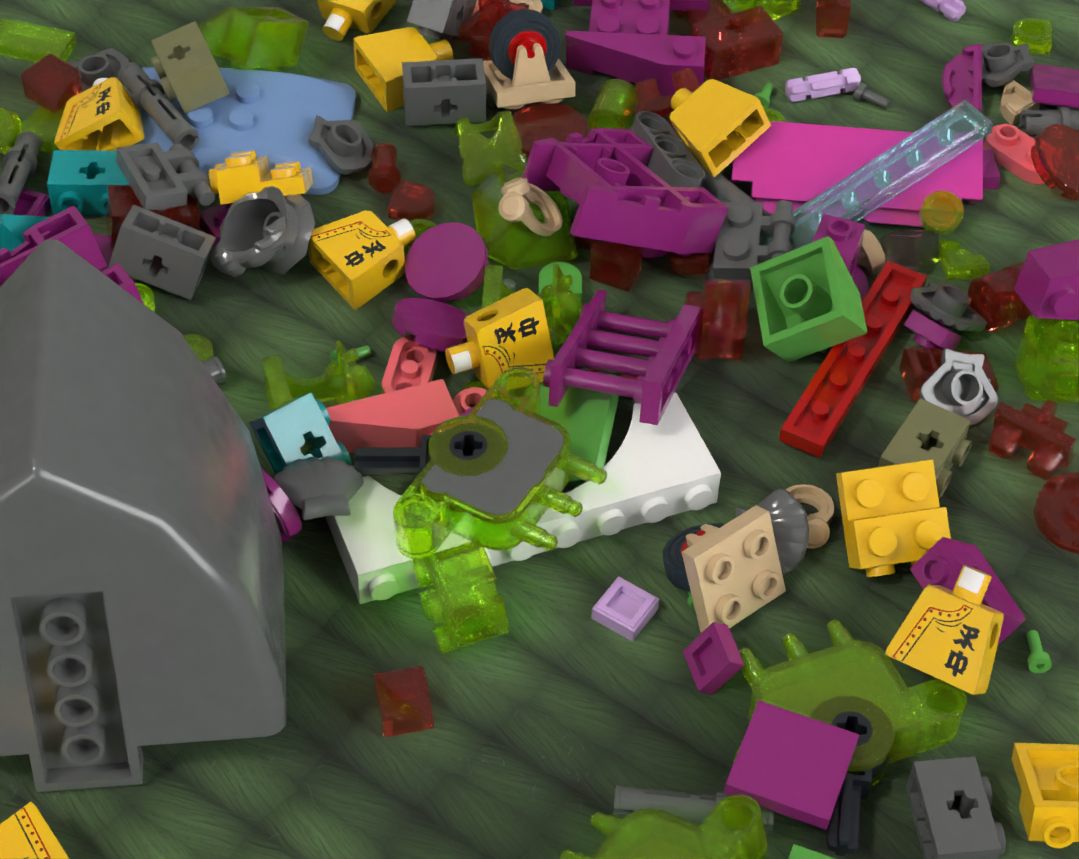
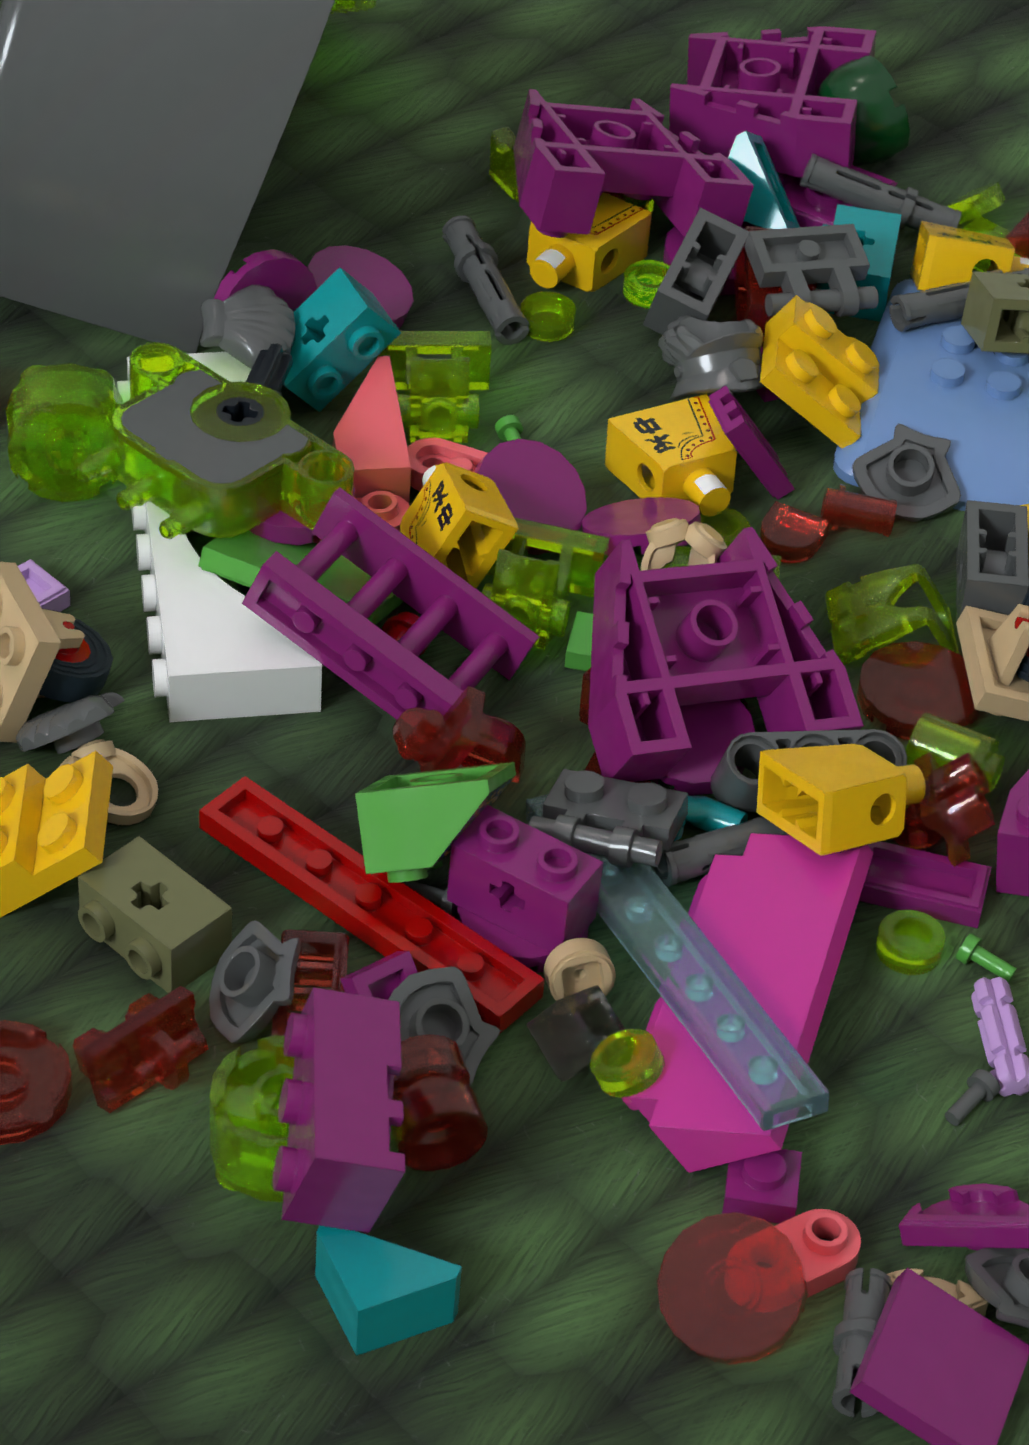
camera: 100 degrees right, 5 degrees down
(357, 202) = (750, 443): none -> magenta tile
(960, 263) = (549, 1099): clear neon green tile -> none

